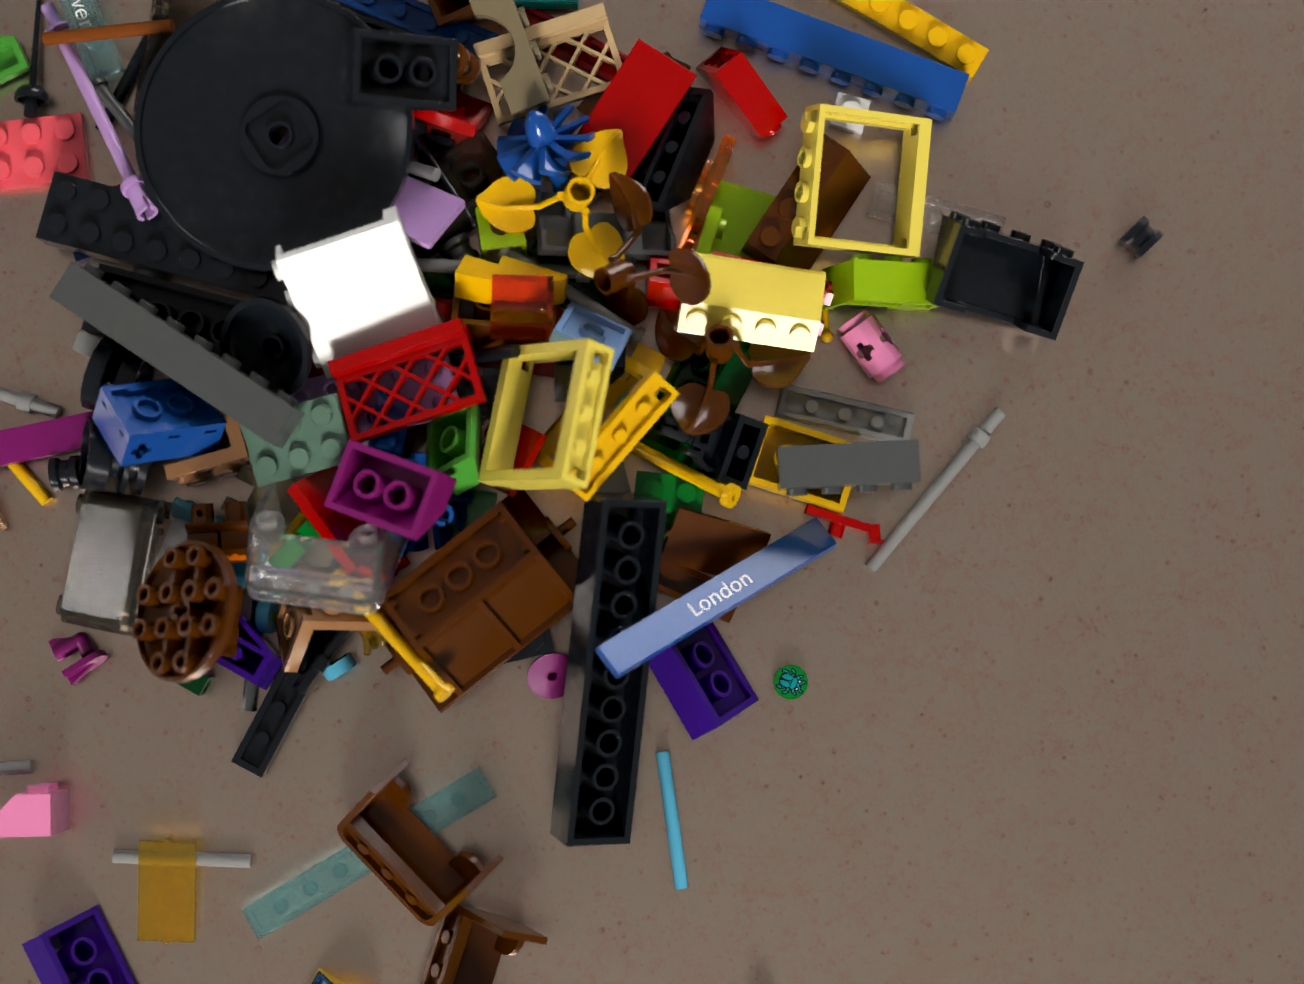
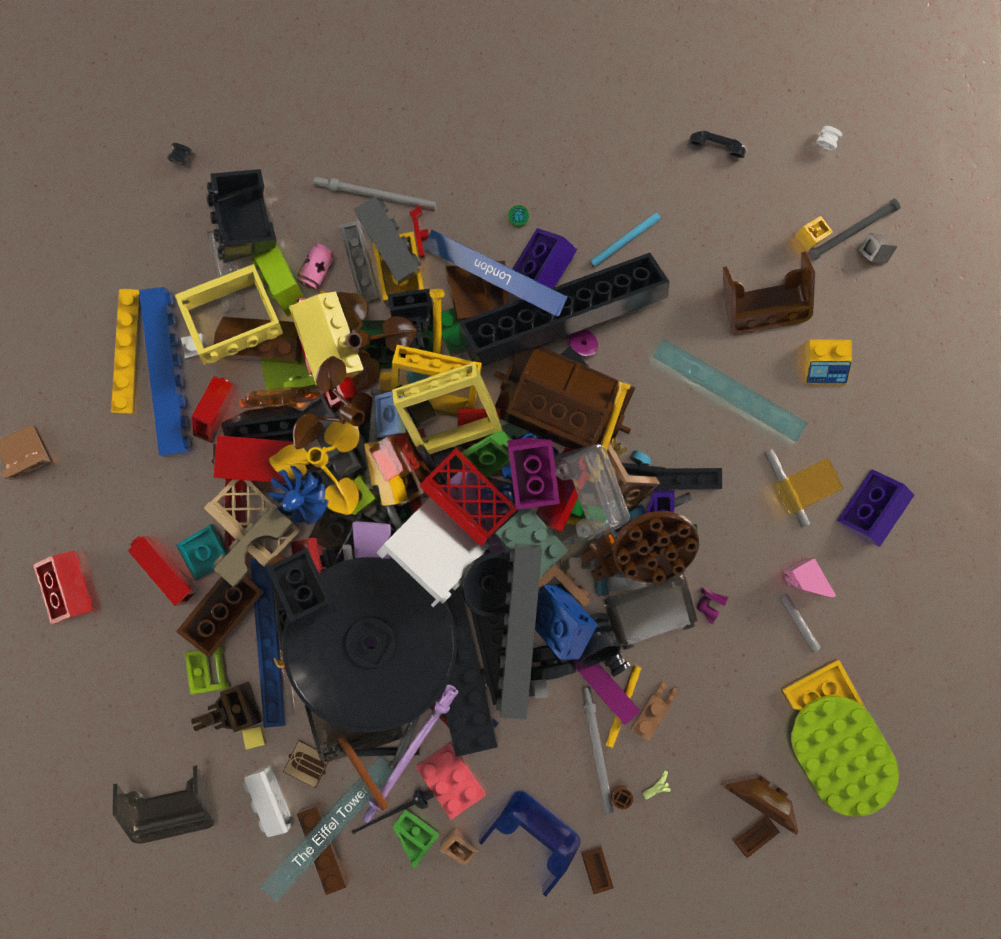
camera: 115 degrees left, 0 degrees up
(407, 853) = (720, 365): reddish brown windscreen -> none

